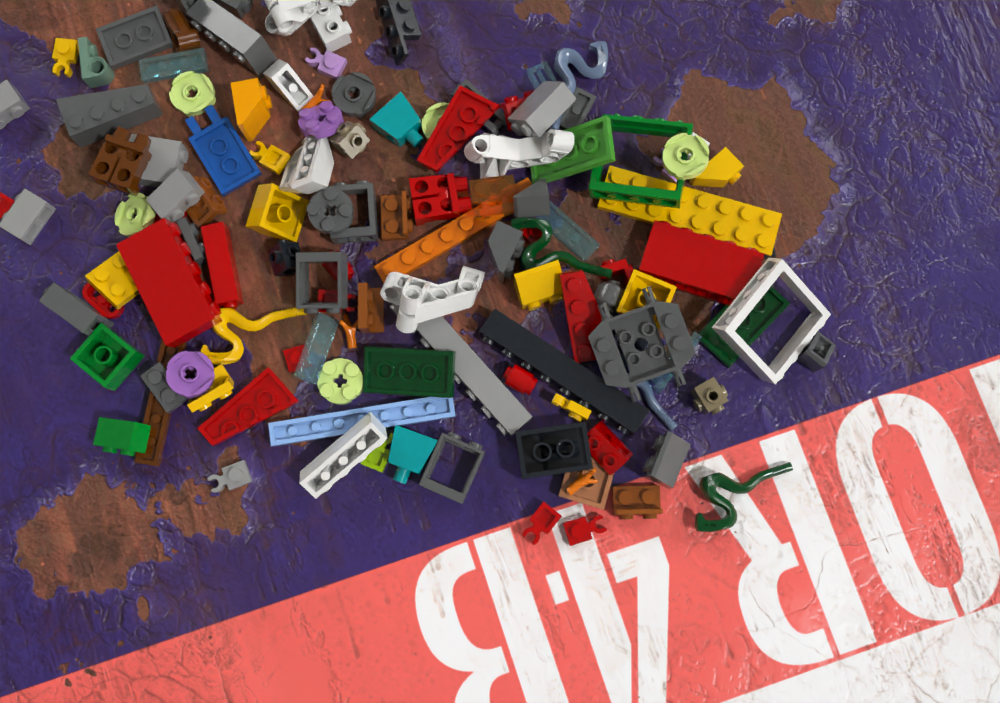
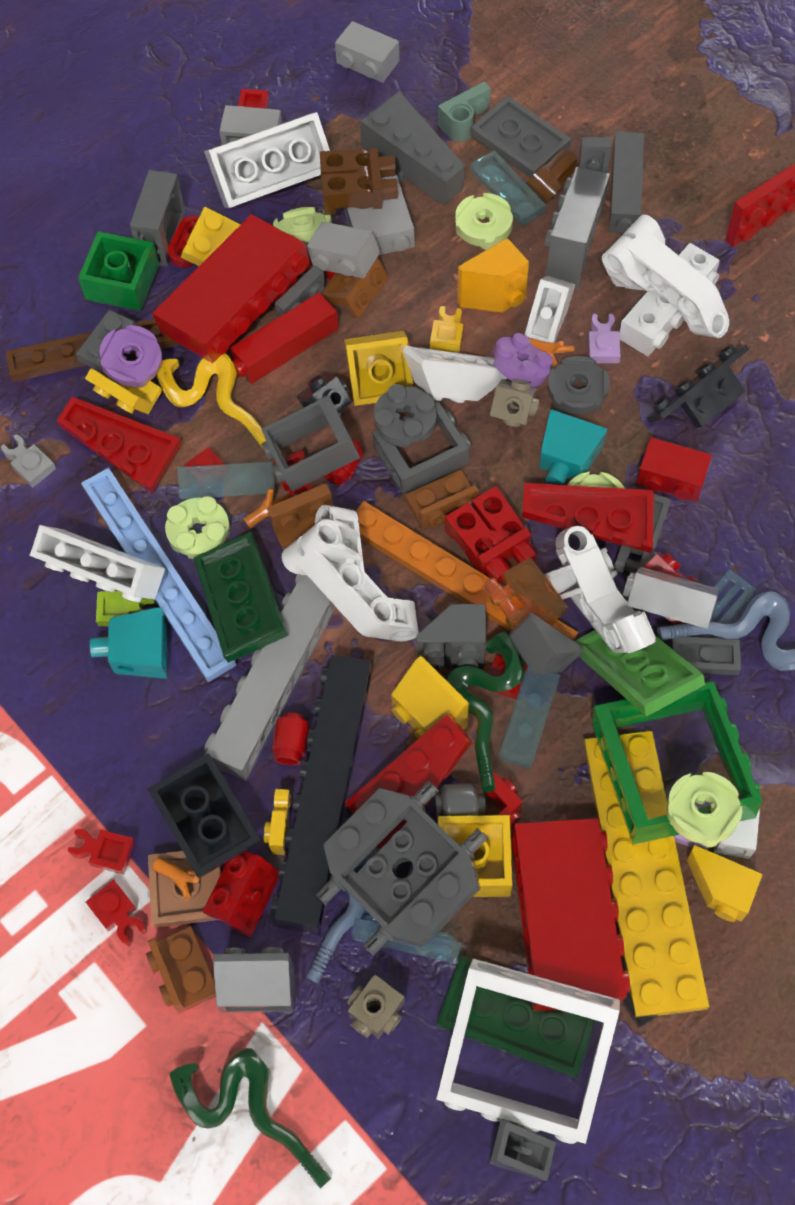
camera: 70 degrees right, 15 degrees down
(65, 53) = (459, 83): yellow plate -> none
(67, 214) = (268, 160): none -> white brick
(121, 435) = (30, 324): green brick -> none
(223, 152) = (426, 280): blue tile -> none
(445, 67) = (673, 469): none -> red brick
(454, 440) = (100, 703): dark grey window -> none

